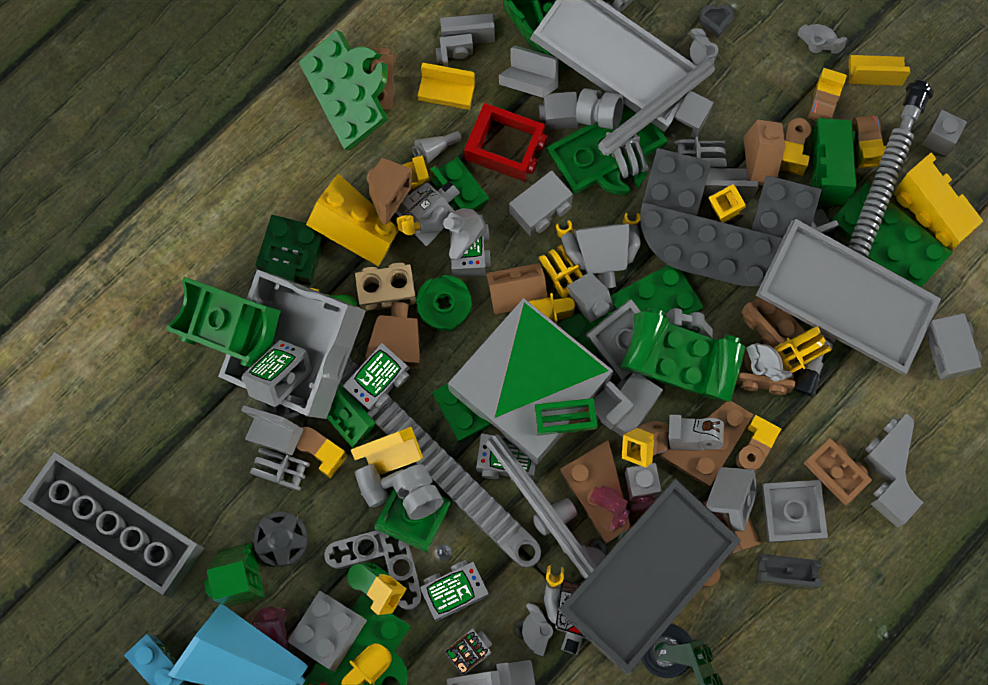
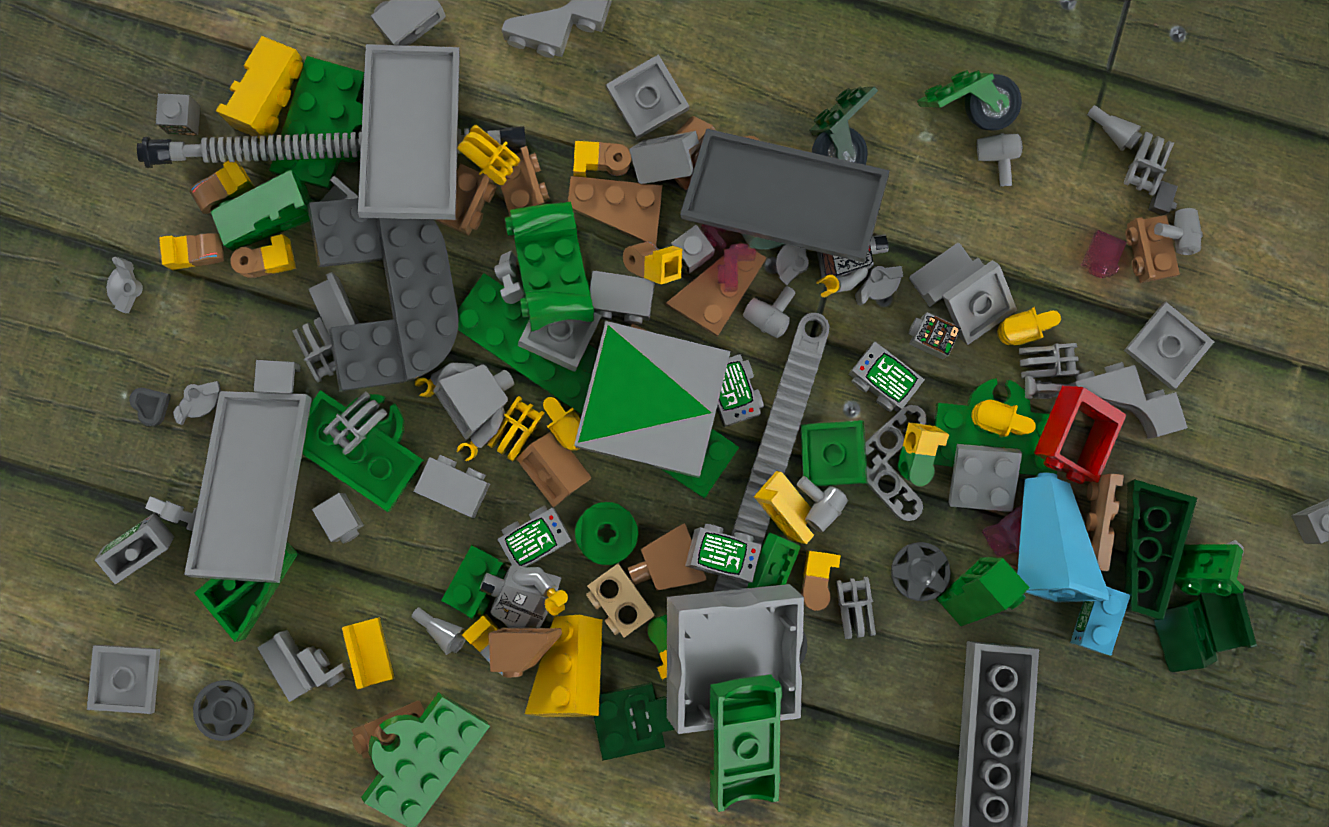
camera: 125 degrees left, 10 degrees up
(272, 431) = (826, 633): light grey panel -> none
(277, 373) = (774, 653): light grey brick -> none
(418, 495) = (814, 457): light grey wheel -> none
(466, 229) = (528, 544): light grey animal -> none
(476, 155) = (384, 523): red window -> none
(531, 72) = (312, 568): light grey panel -> none
(541, 505) = (768, 330): light grey axle -> none
(590, 297) = (532, 385): light grey brick -> none
(592, 425) = (691, 366): green tile -> none
(603, 109) = (321, 473): light grey wheel -> none
(612, 406) = (638, 308): light grey panel -> none
(656, 107) = (293, 414): light grey axle -> none
(695, 433) = (620, 218): light grey leg -> none
(728, 205) = (367, 292): yellow leg -> none
(764, 150) = (287, 284): medium nougat slope -> none
(767, 361) = (516, 181): light grey piece -> none
(788, 571) = (708, 78): dark grey hinge -> none
(838, 471) = (589, 71): medium nougat bracket -> none
(877, 70) = (133, 212): yellow panel -> none

